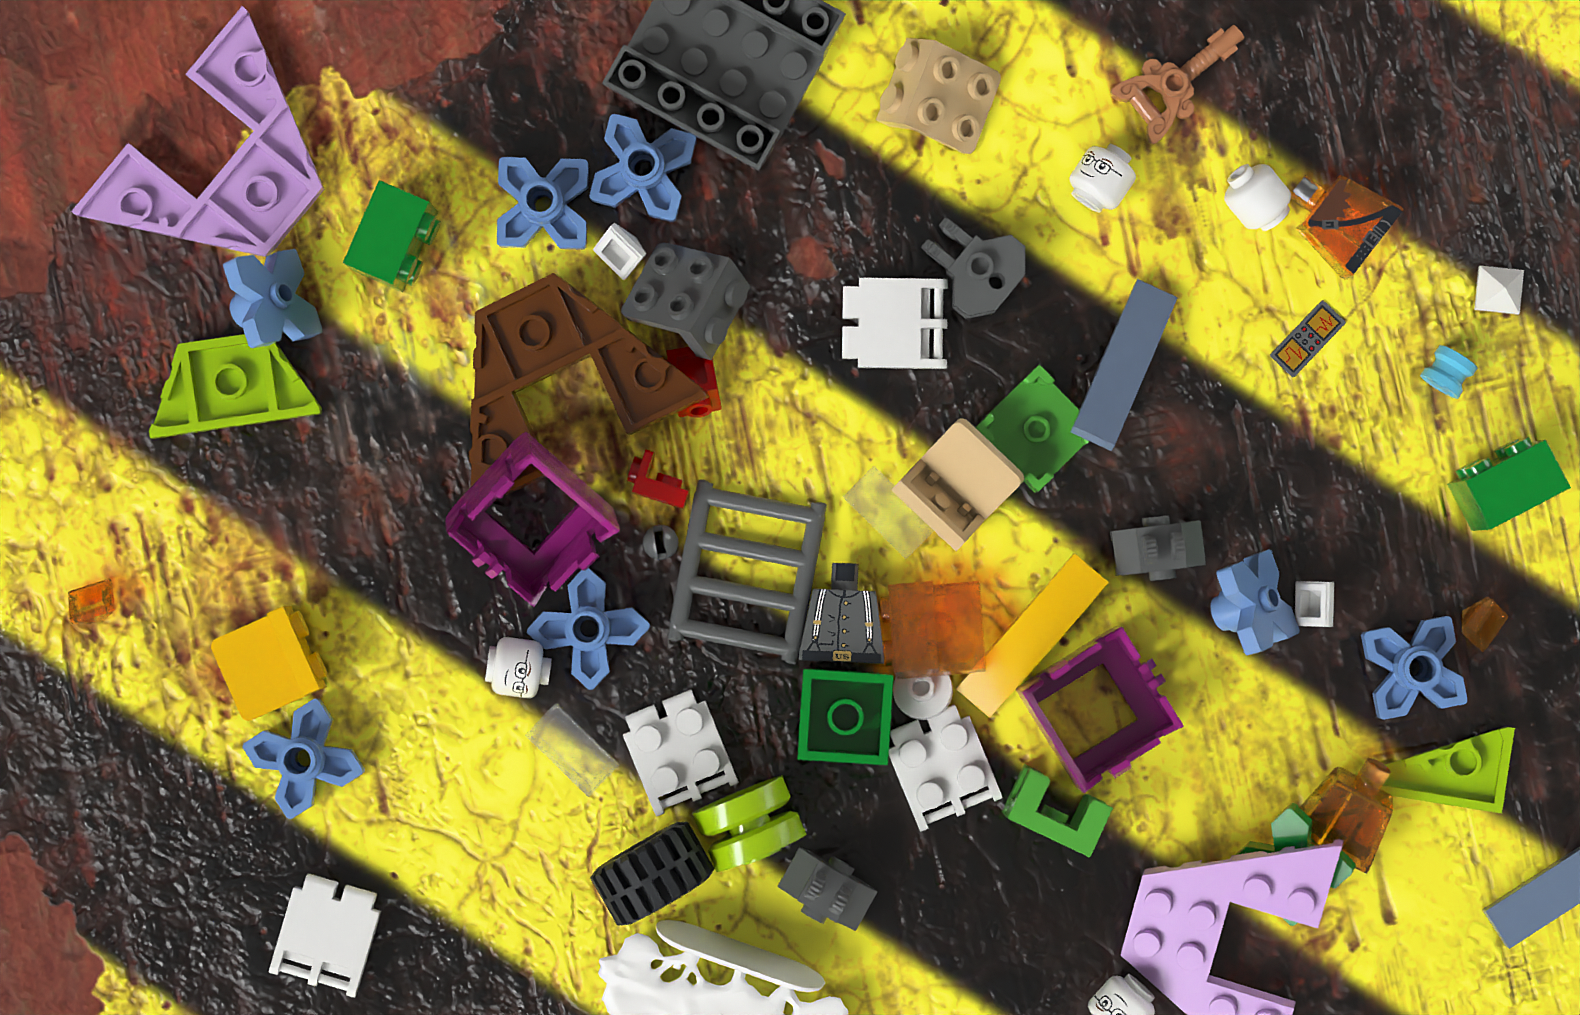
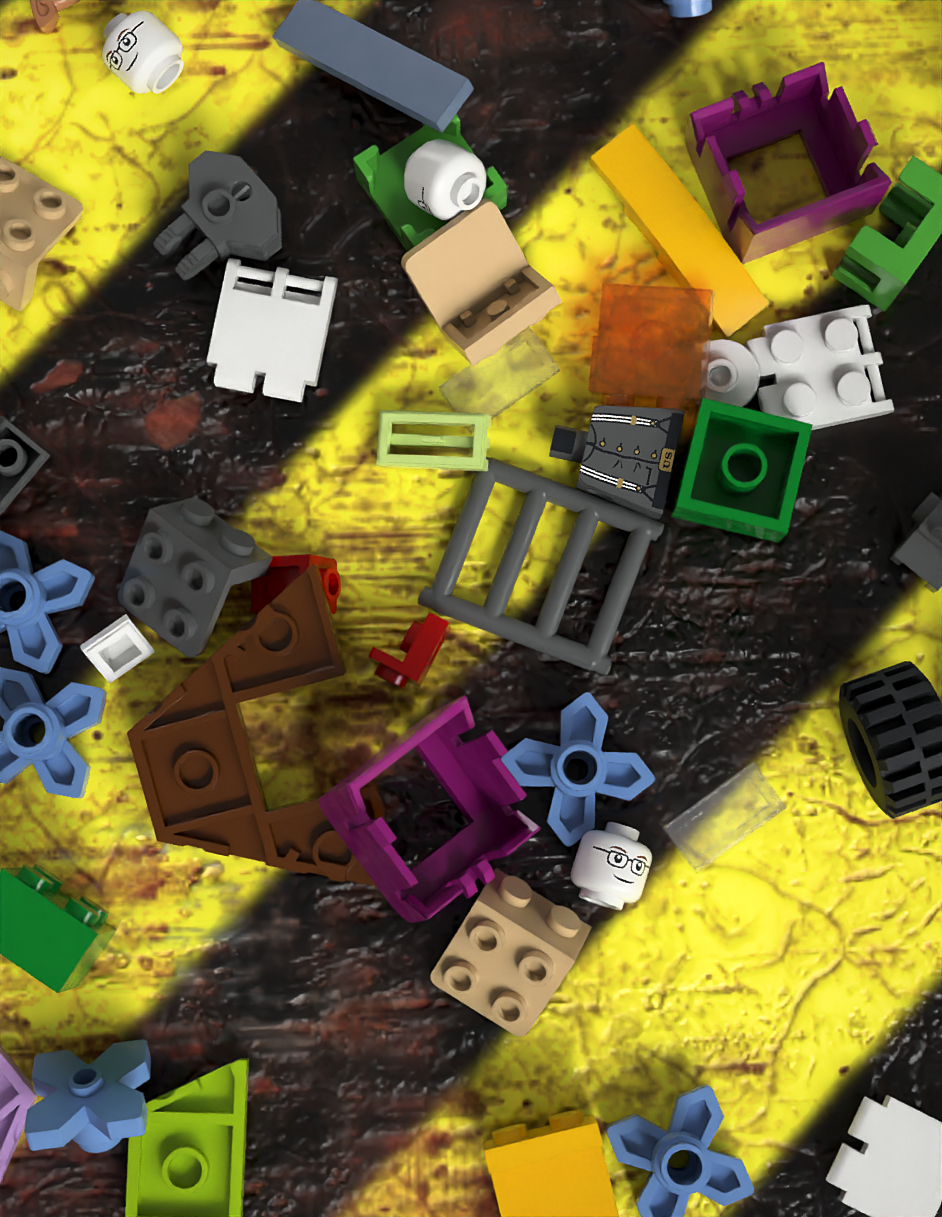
camera: 75 degrees left, 5 degrees down
(437, 601) = (510, 953): none -> tan bracket
(669, 538) = (486, 675): dark grey hinge -> none
(677, 750) = (746, 687): white plate -> none
(751, 829) = (856, 609): lime wheel -> none
(833, 505) = (479, 442): none -> yellowish green tile
(1033, 440) = (444, 179): none -> white head
(1158, 548) = (600, 63): dark grey hinge -> none

